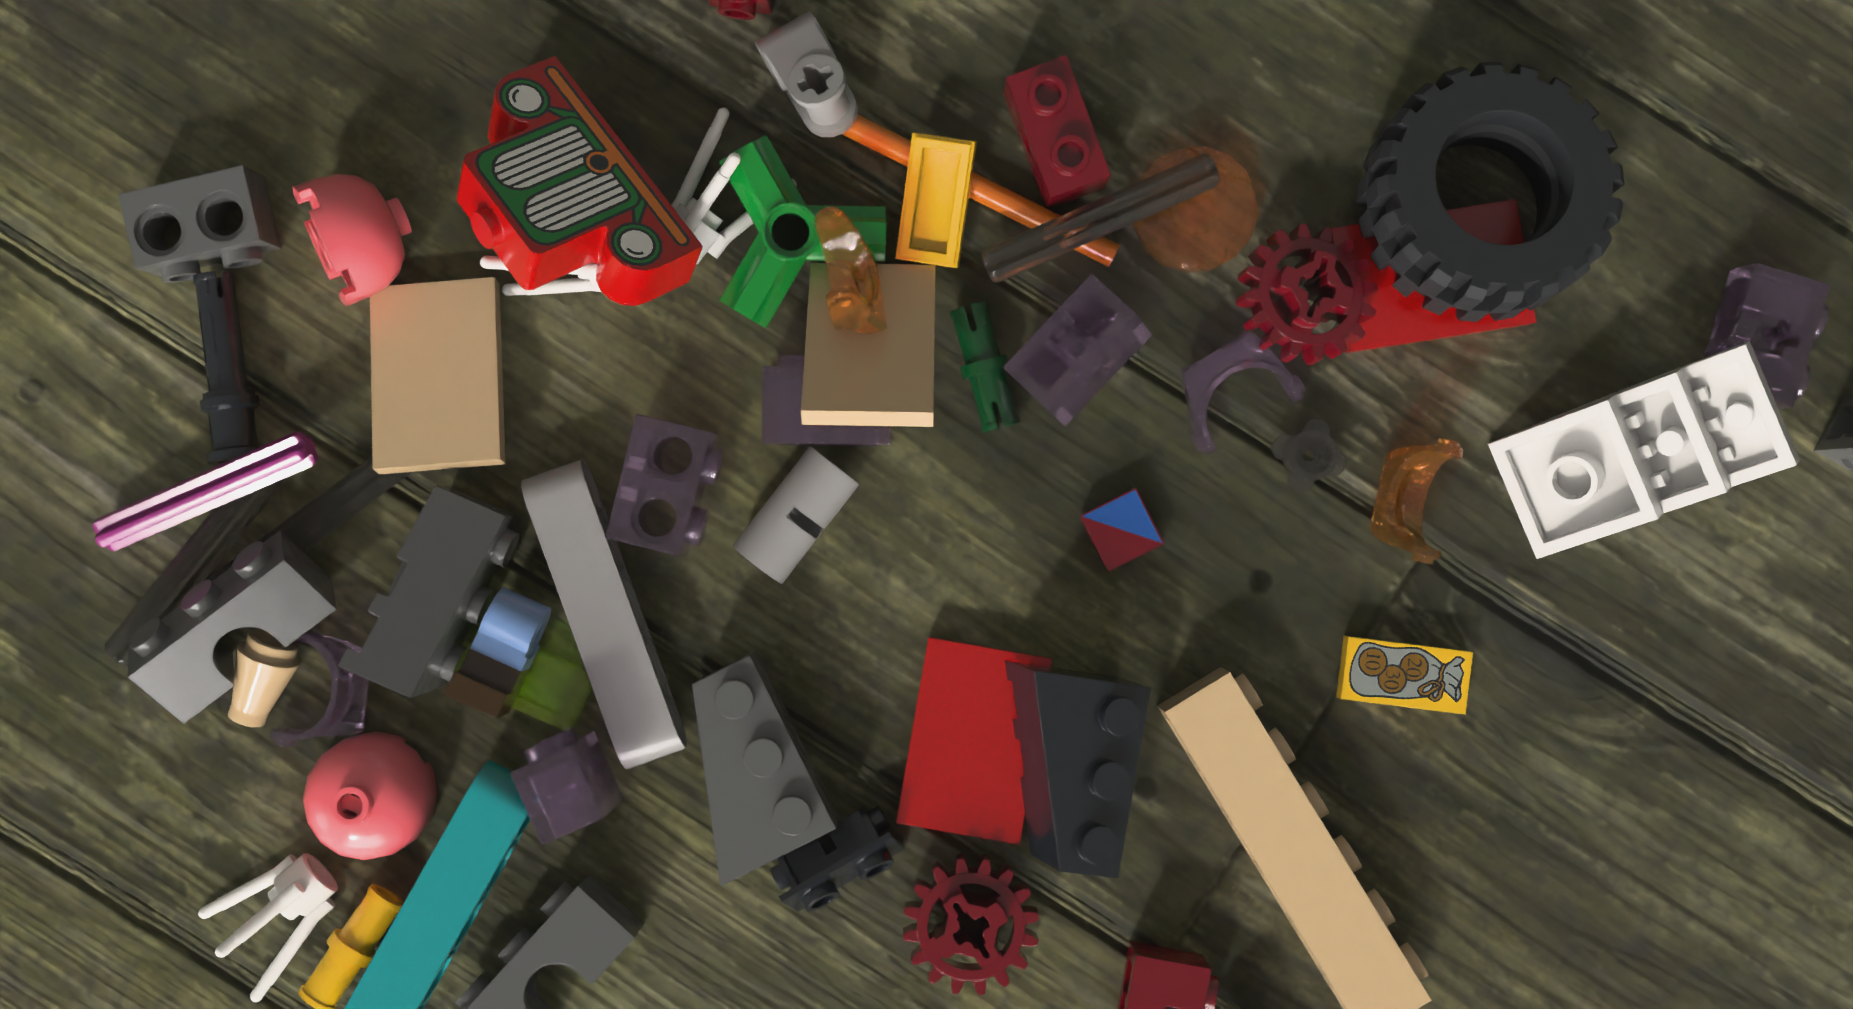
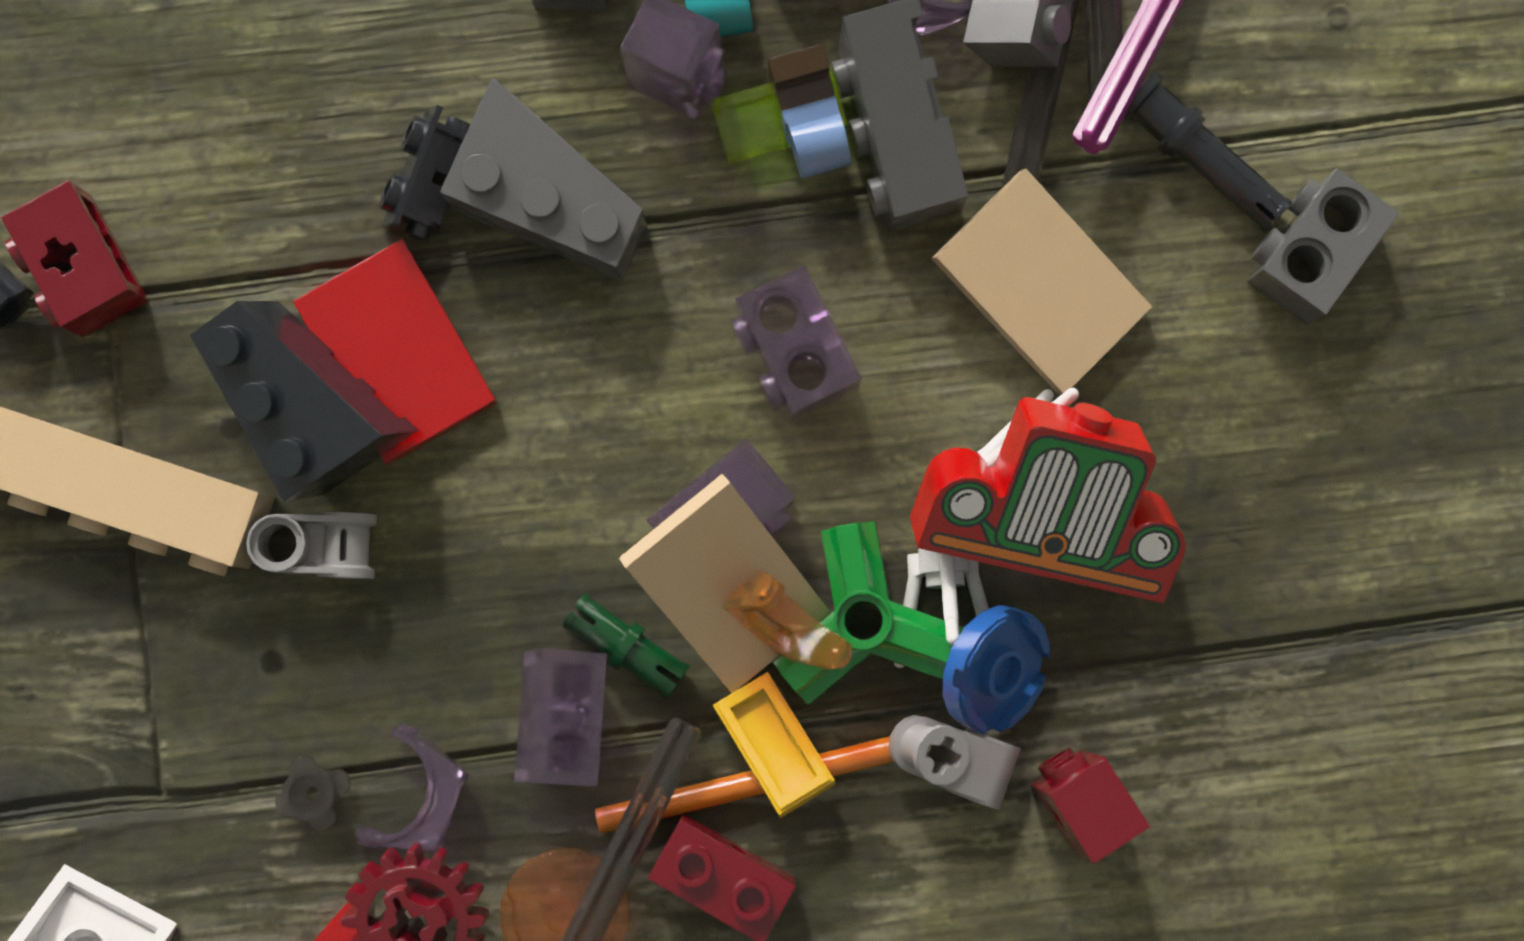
camera: 140 degrees right, 5 degrees down
(355, 233) = (1197, 337): coral cylinder -> none
(604, 614) = (759, 210): light grey beam -> none
(722, 112) = (995, 669): none -> blue tile
(795, 515) = (676, 407): light grey pin -> none
(947, 940) = (275, 234): dark red gear -> none
(1121, 529) = (414, 609): tile -> none
(1152, 636) = (326, 546): none -> light grey piece
(1402, 522) = (218, 839): clear orange helmet -> none
(1404, 674) = (96, 683): tile -> none

